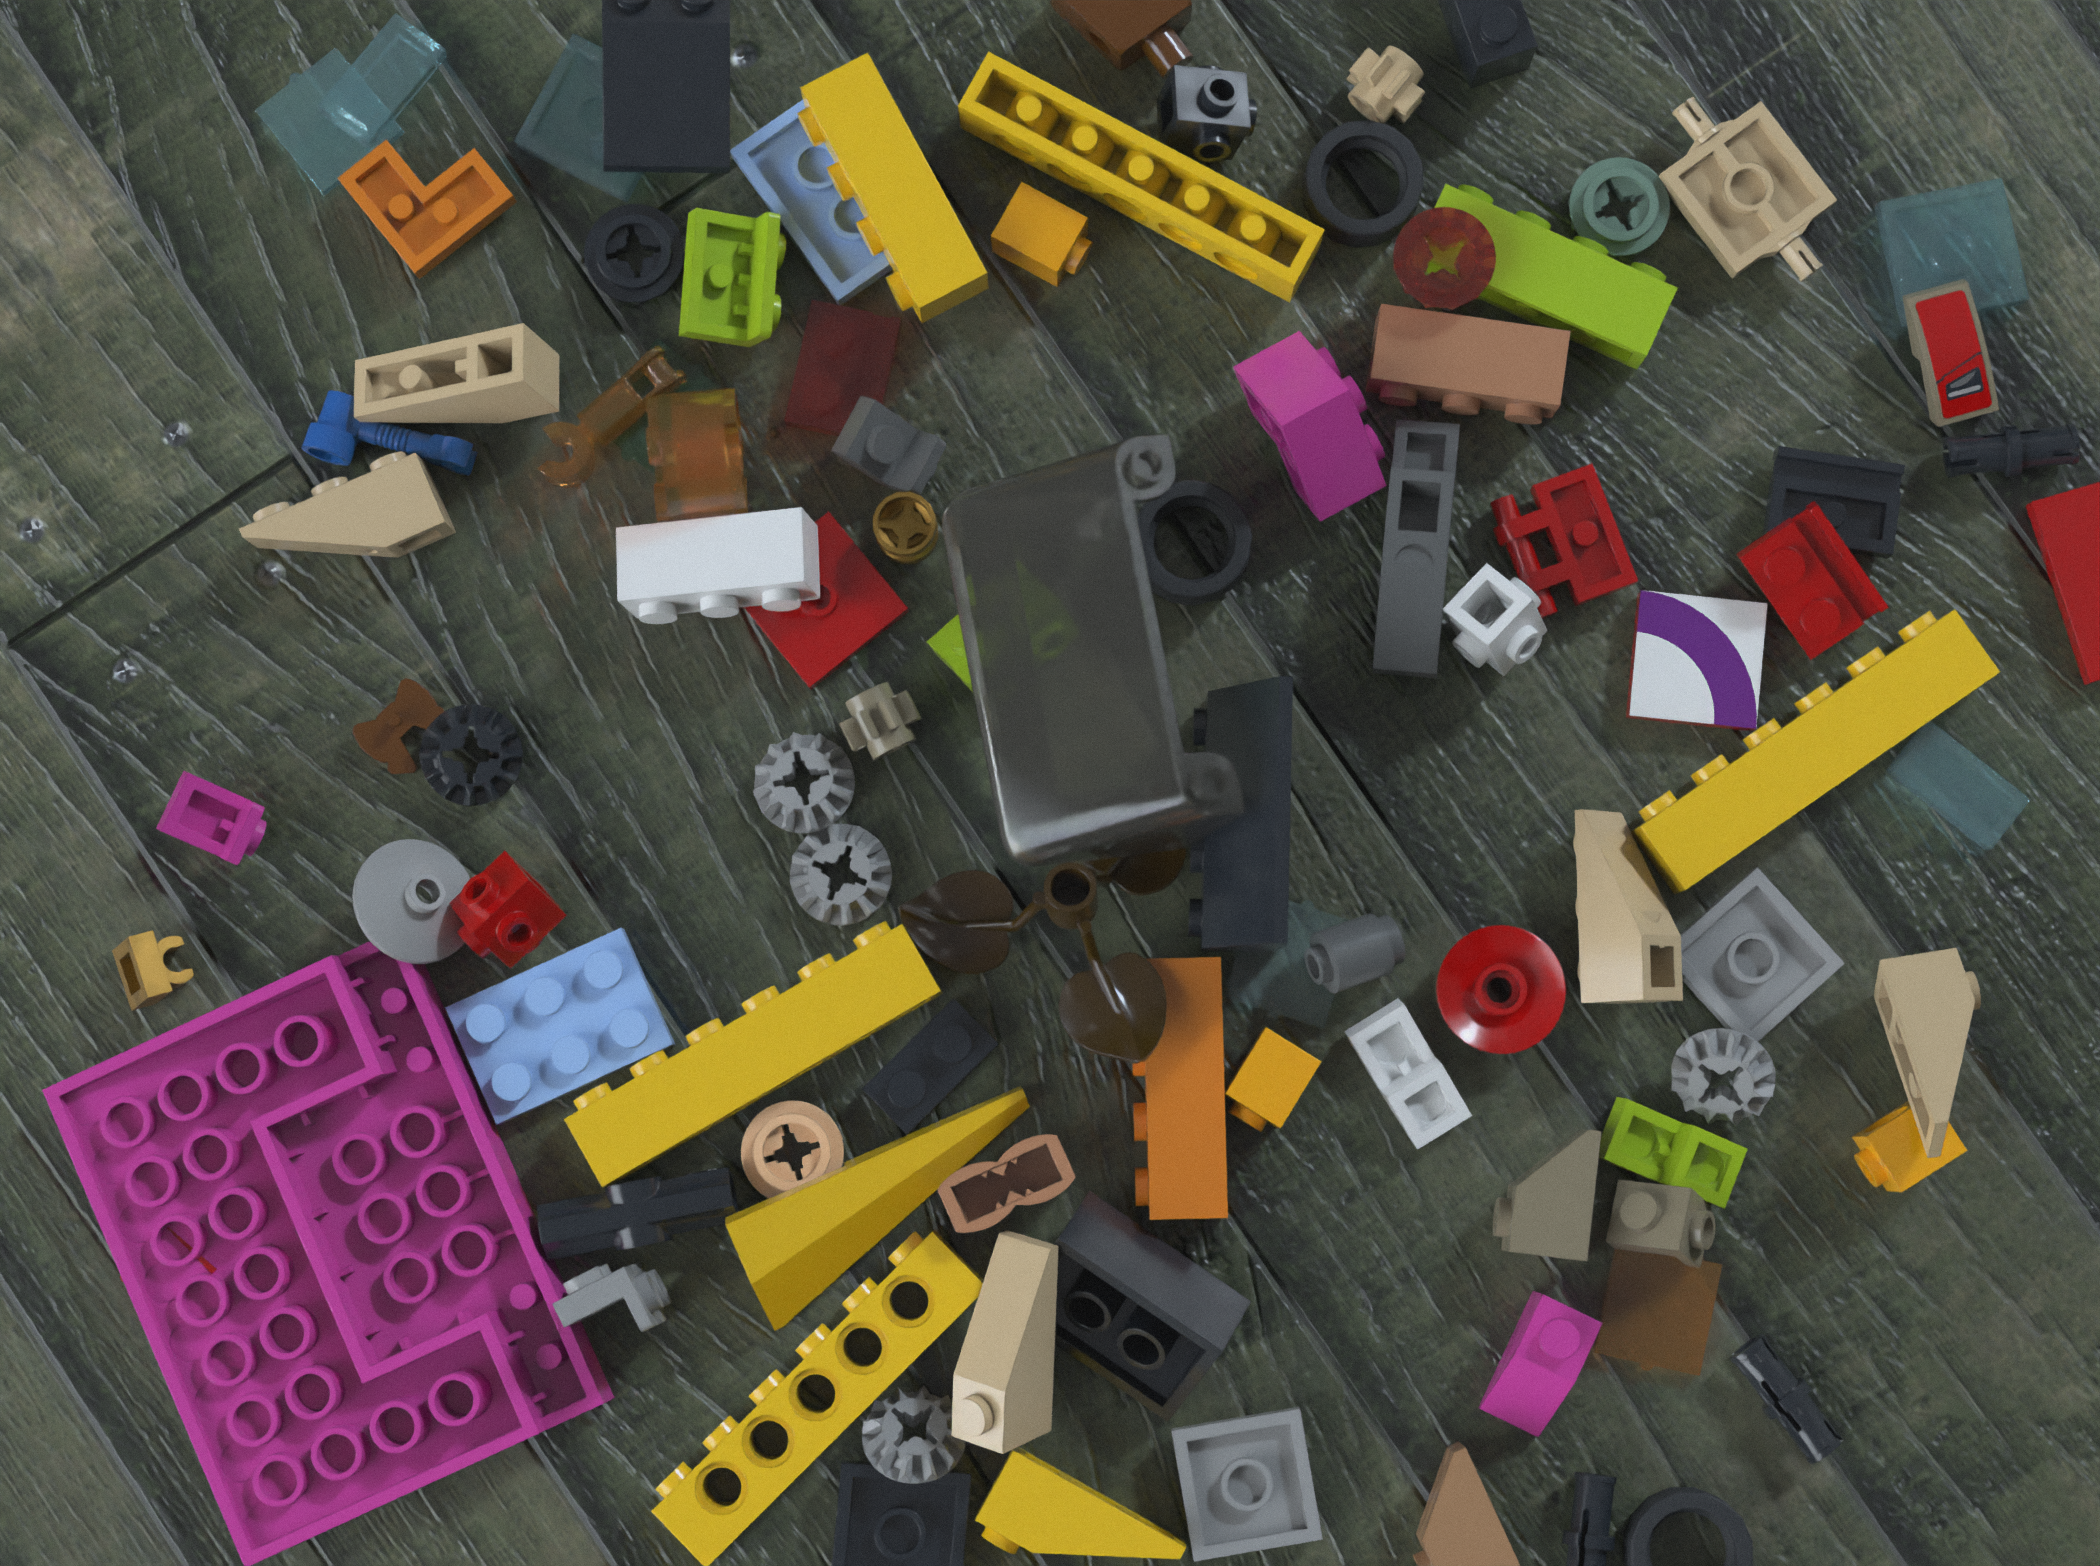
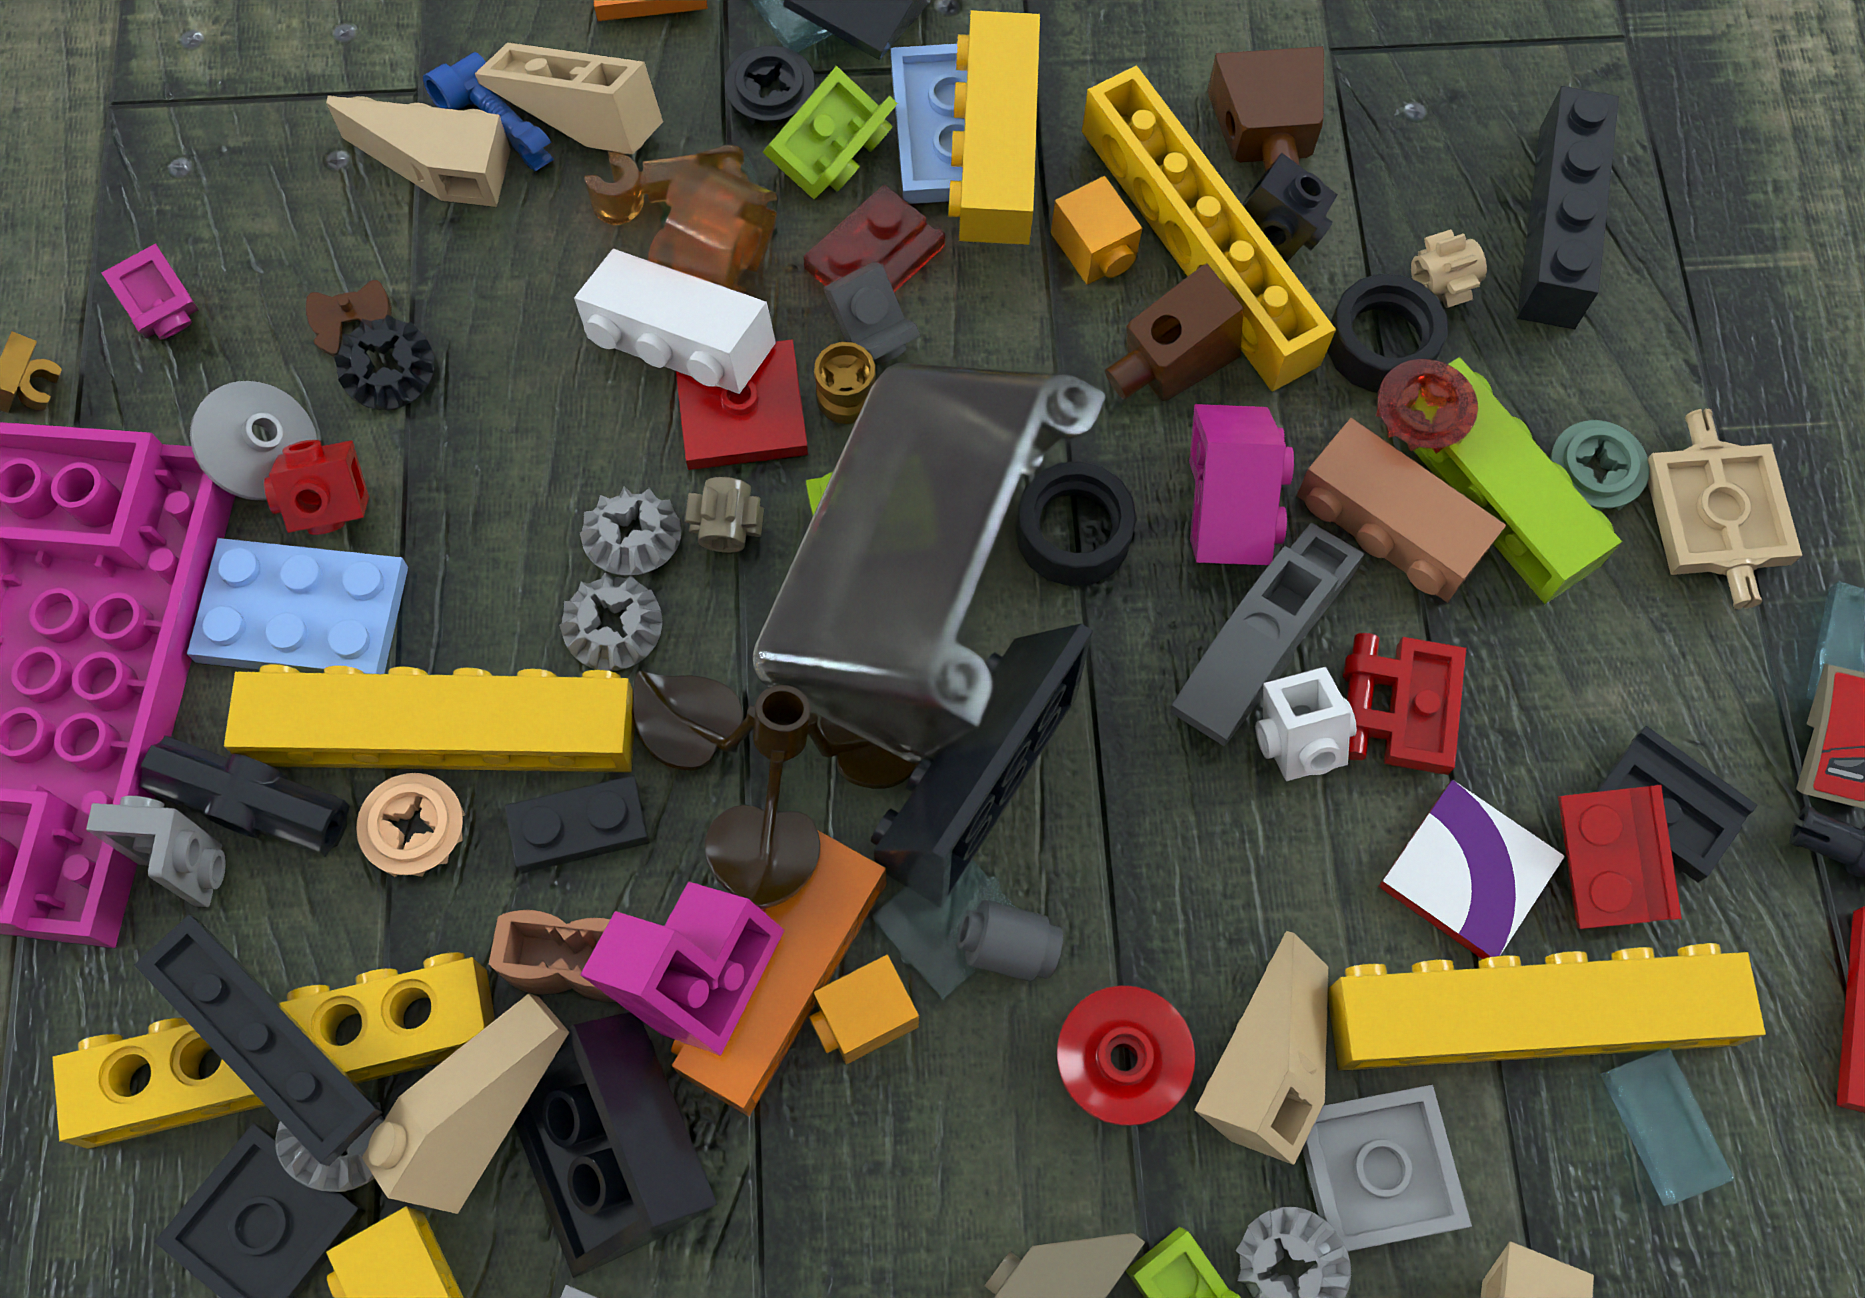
camera: 25 degrees right, 15 degrees down
(812, 1399) = (259, 1040): none -> black plate
(819, 1229) = (378, 902): yellow wedge -> none
(1126, 1135) = (693, 971): none -> dark pink brick
(1191, 287) = (1180, 338): none -> reddish brown torso
(1408, 1073) = (994, 1085): white slope -> none

